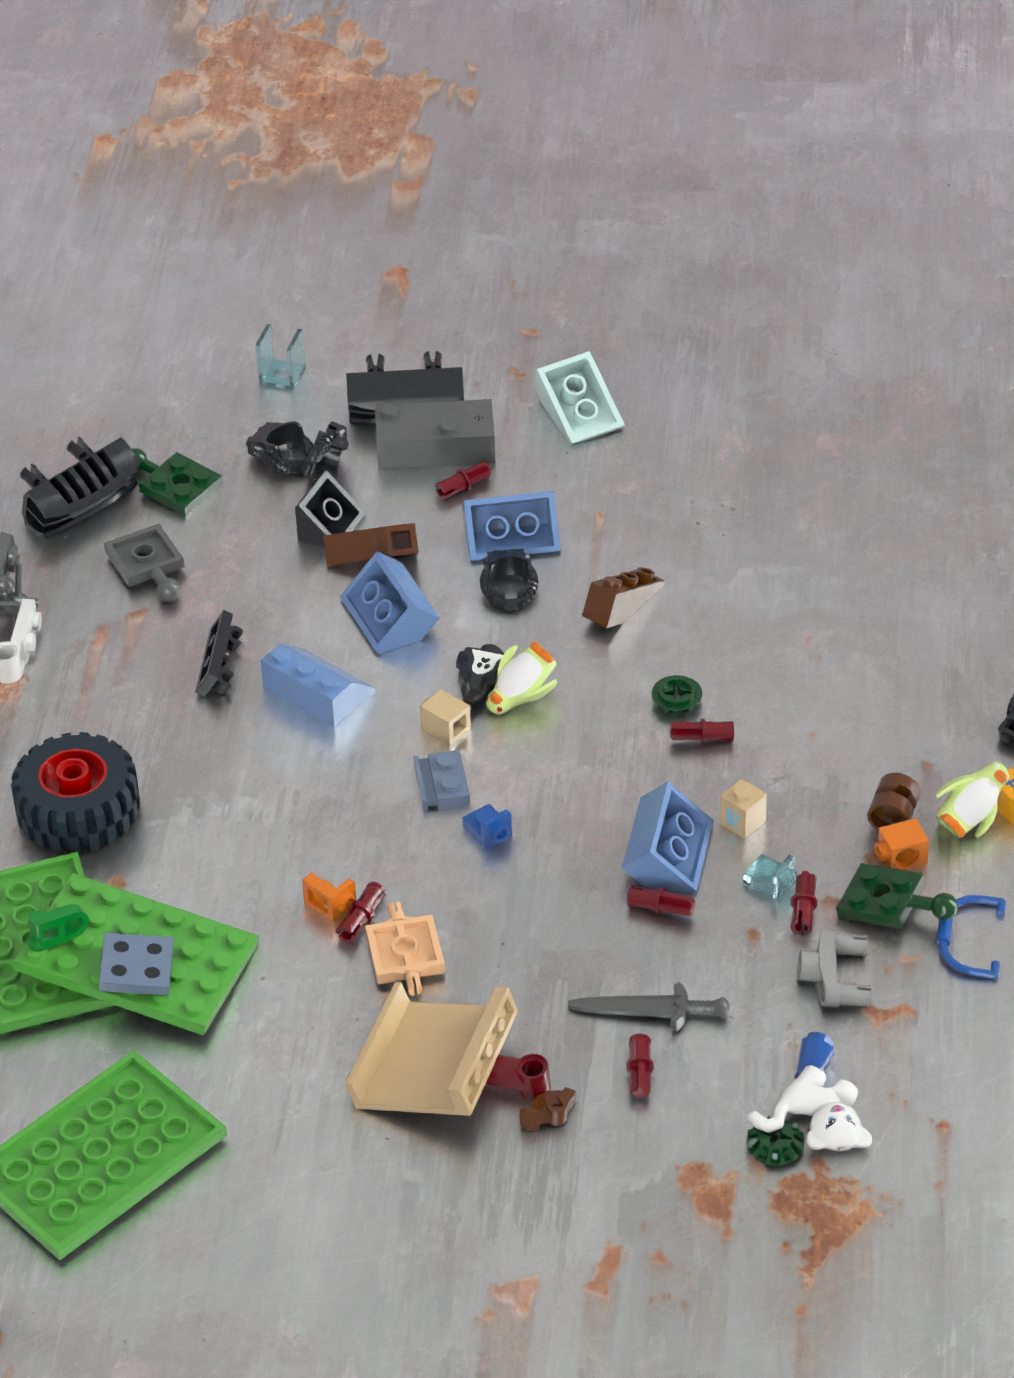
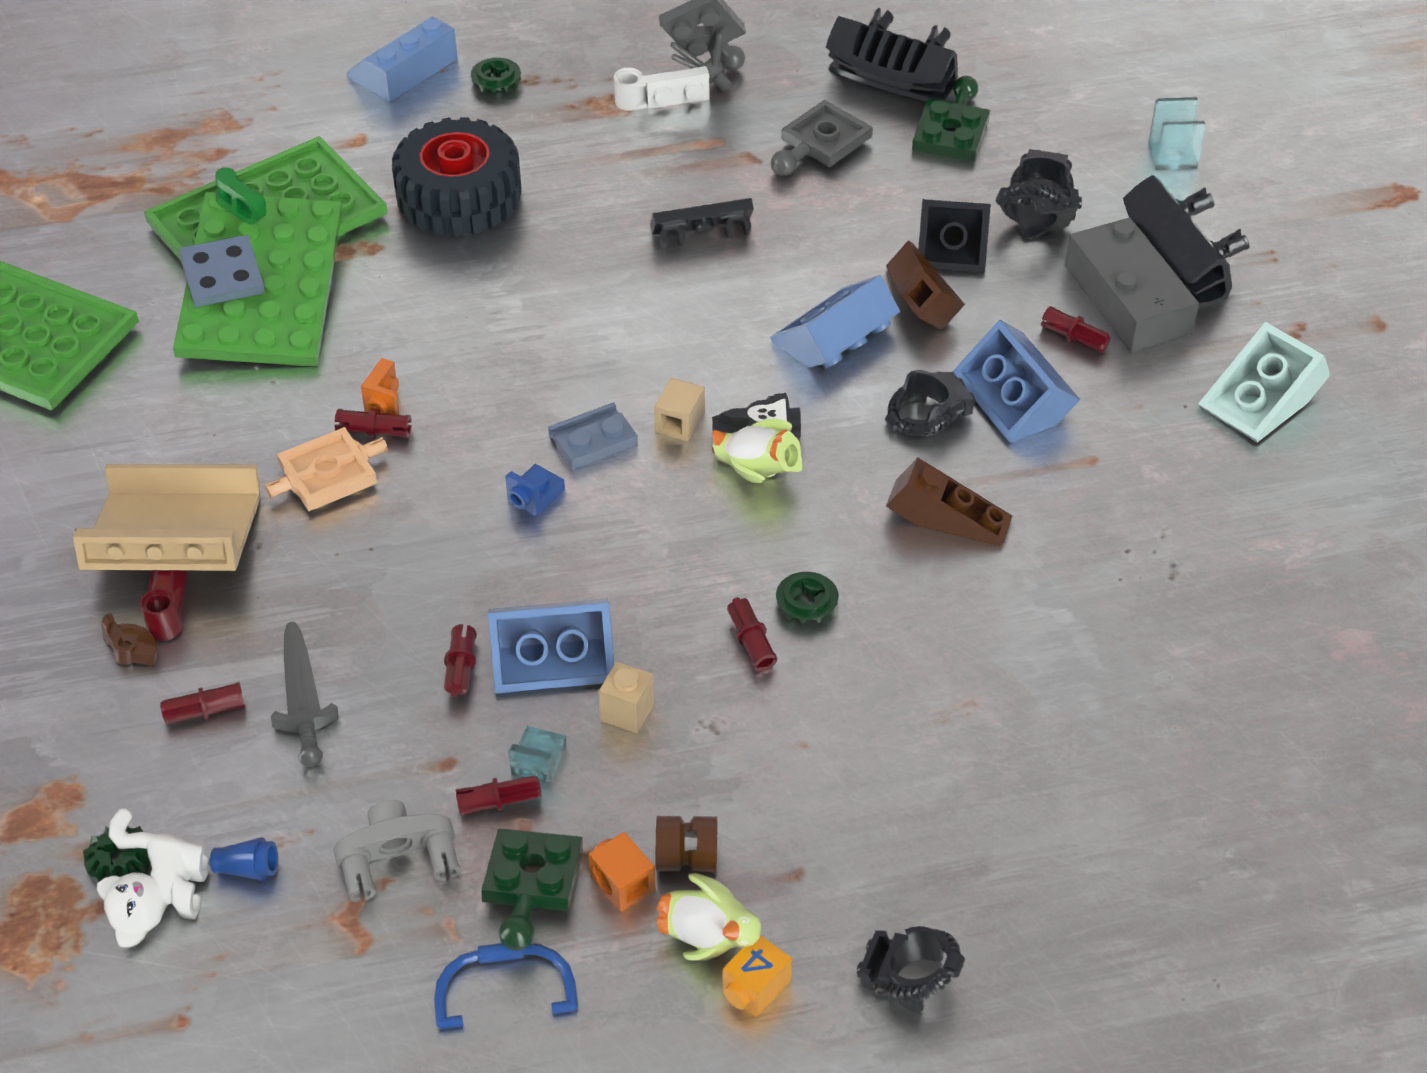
camera: 70 degrees right, 5 degrees up
(313, 683) = (695, 299): medium blue slope -> none

